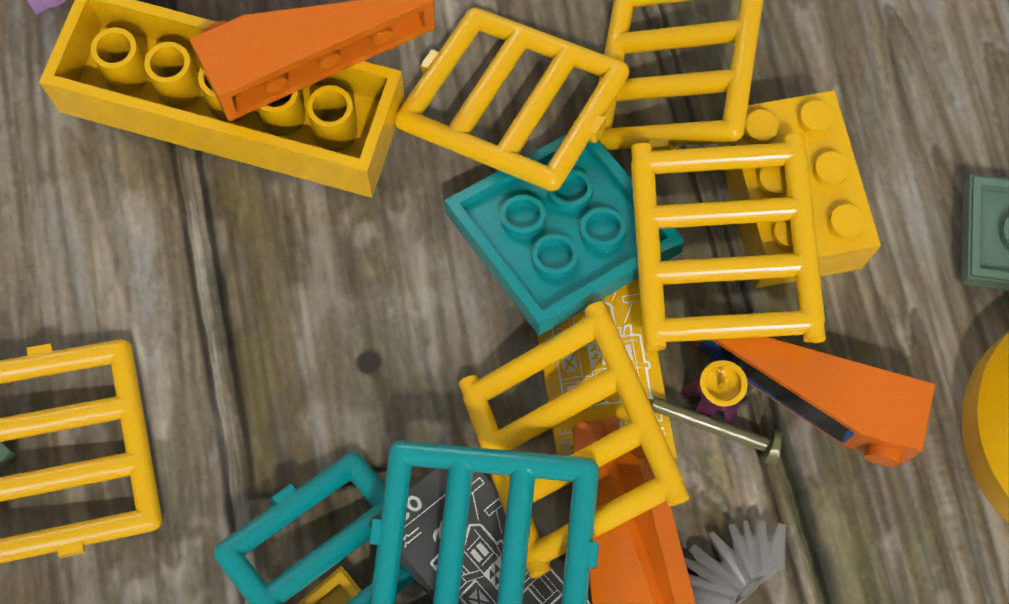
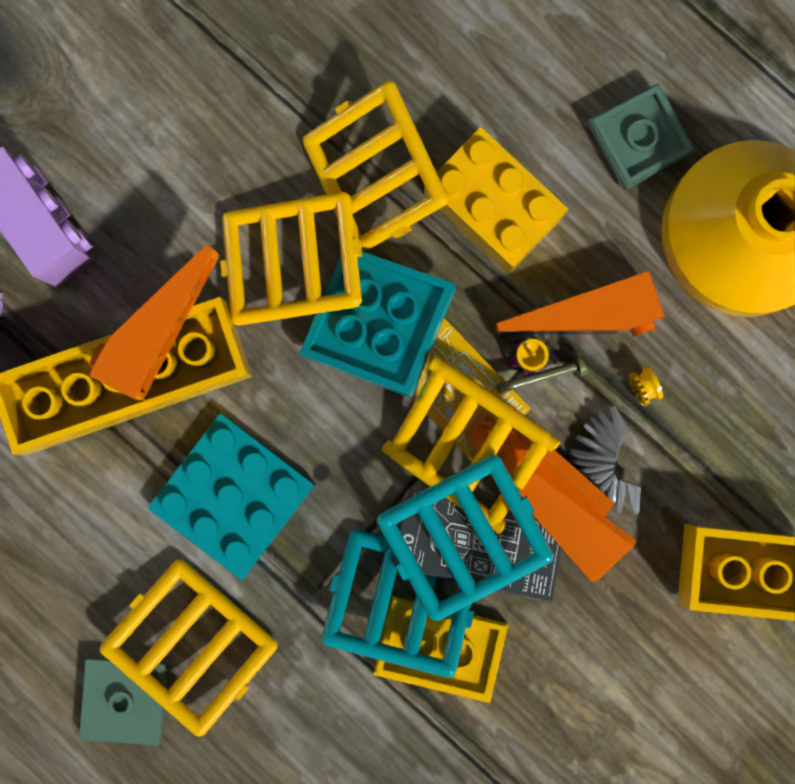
camera: 30 degrees left, 15 degrees up
(243, 315) = (231, 496): none -> teal plate
(794, 208) = (507, 225): yellow bar -> none
(842, 529) = (646, 386): none -> yellow bush

